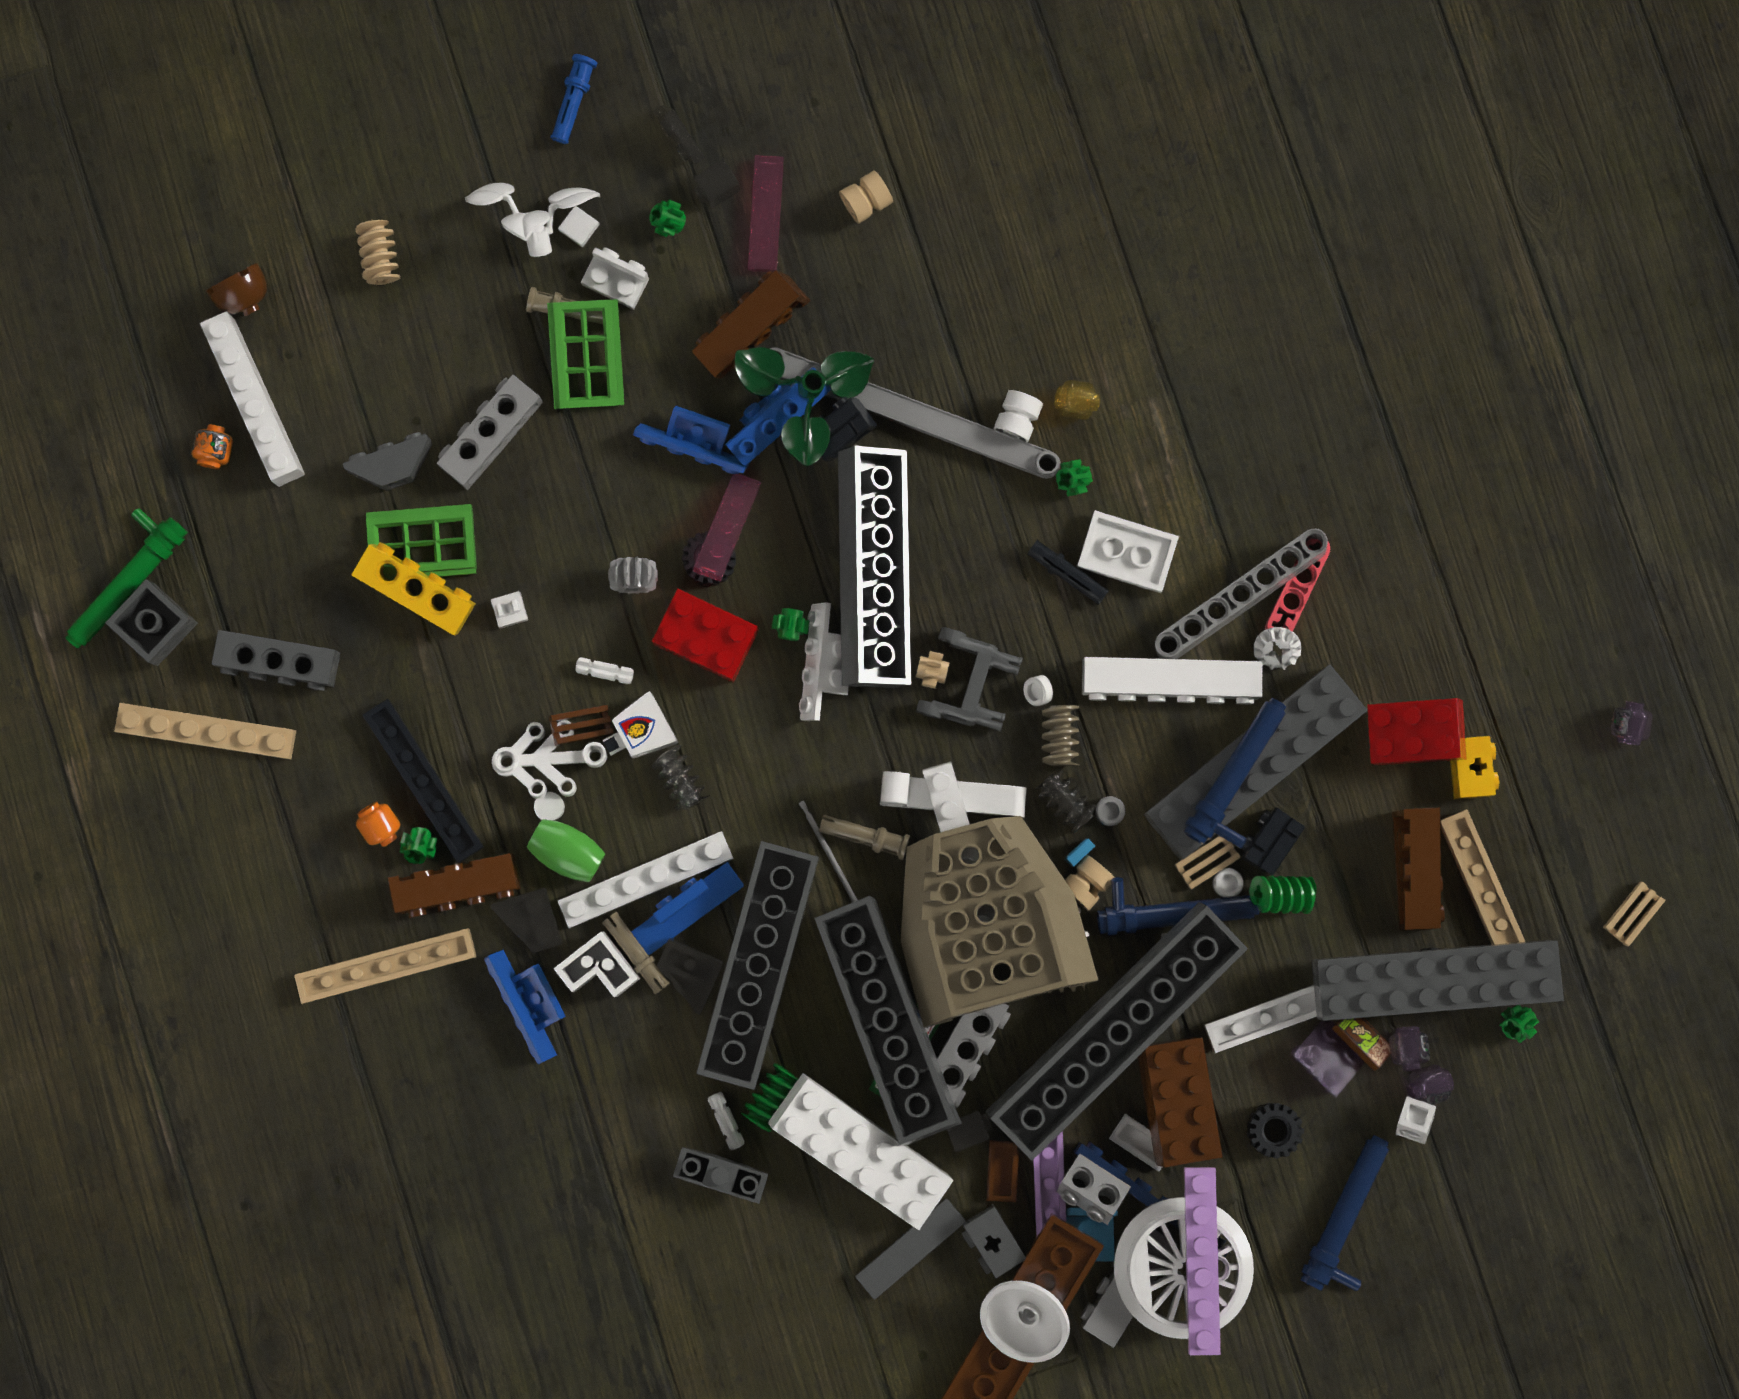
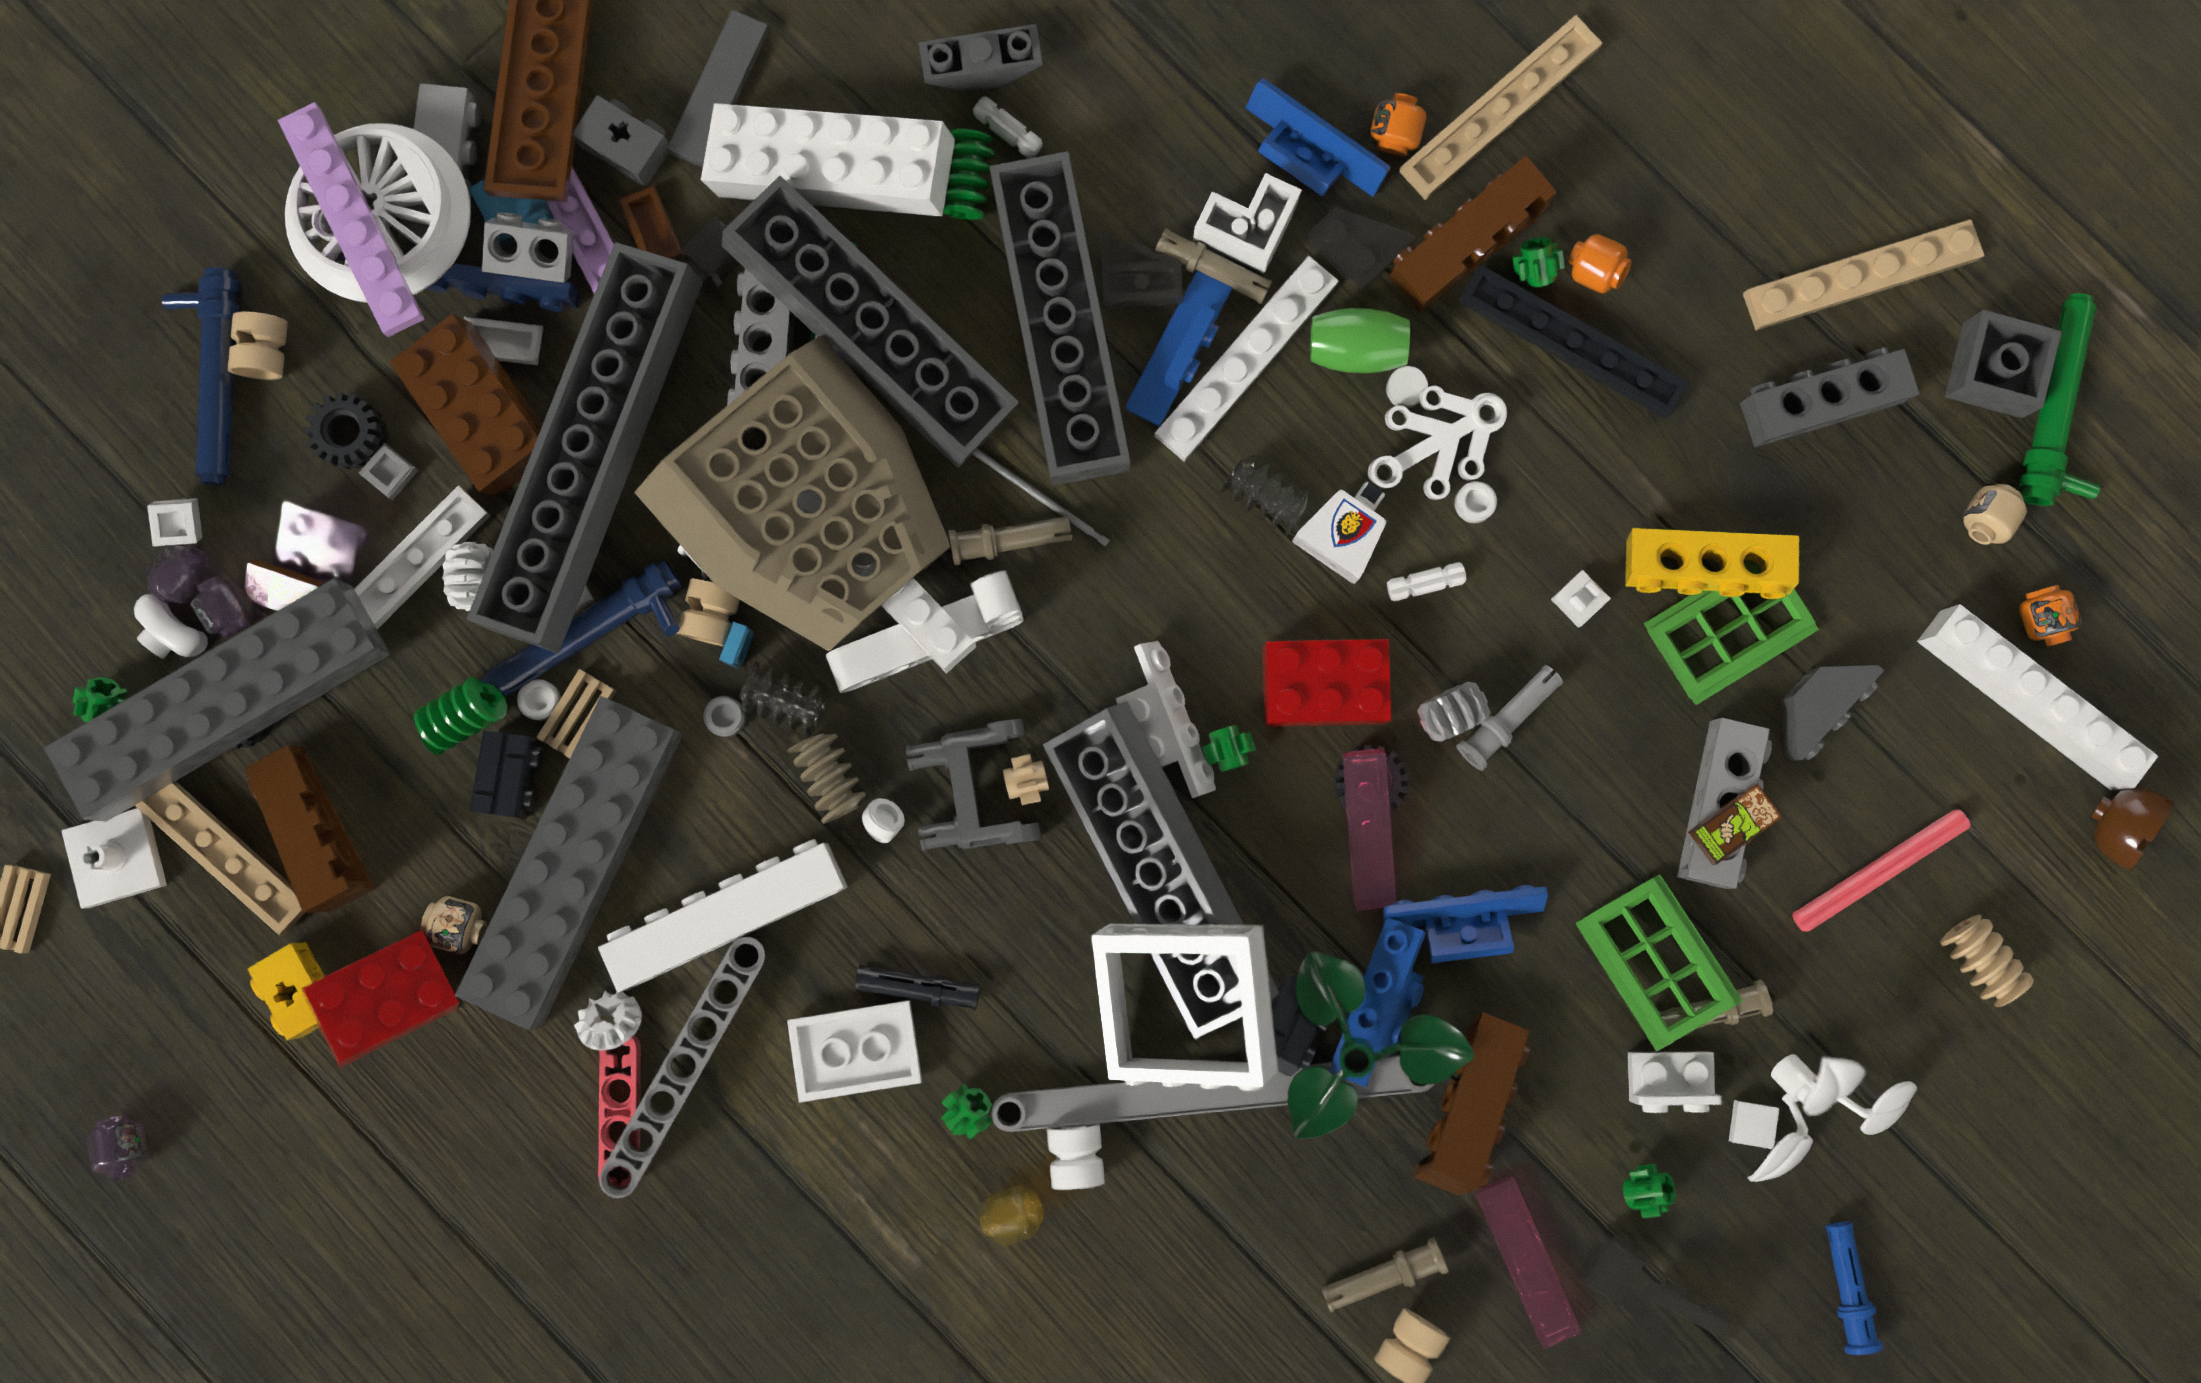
camera: 155 degrees right, 0 degrees up
(211, 529) = (1994, 514): none -> tan head
(411, 341) = (1881, 870): none -> coral axle
(461, 987) = (1398, 124): none -> orange head
(492, 413) = (1735, 824): none -> tile
(543, 706) = (1475, 502): none -> white tile
(605, 720) = (1447, 477): reddish brown tile -> none
(609, 551) = (1497, 729): none -> light grey pin
(844, 247) = (1403, 1268): none -> dark tan pin
(879, 509) = (1243, 940): none -> white window
(1021, 1332) = (533, 52): white dish -> none
(1211, 810) = (590, 769): dark blue cylinder -> none
(1234, 985) = (464, 572): none -> white gear
(1258, 1089) = (388, 471): none -> light grey tile
(1307, 1206) = (257, 345): none -> tan wheel
(1350, 760) = (453, 925): none -> tan head
(1456, 1052) = (164, 631): none -> white piece
(1556, 915) = (113, 858): none -> white tile

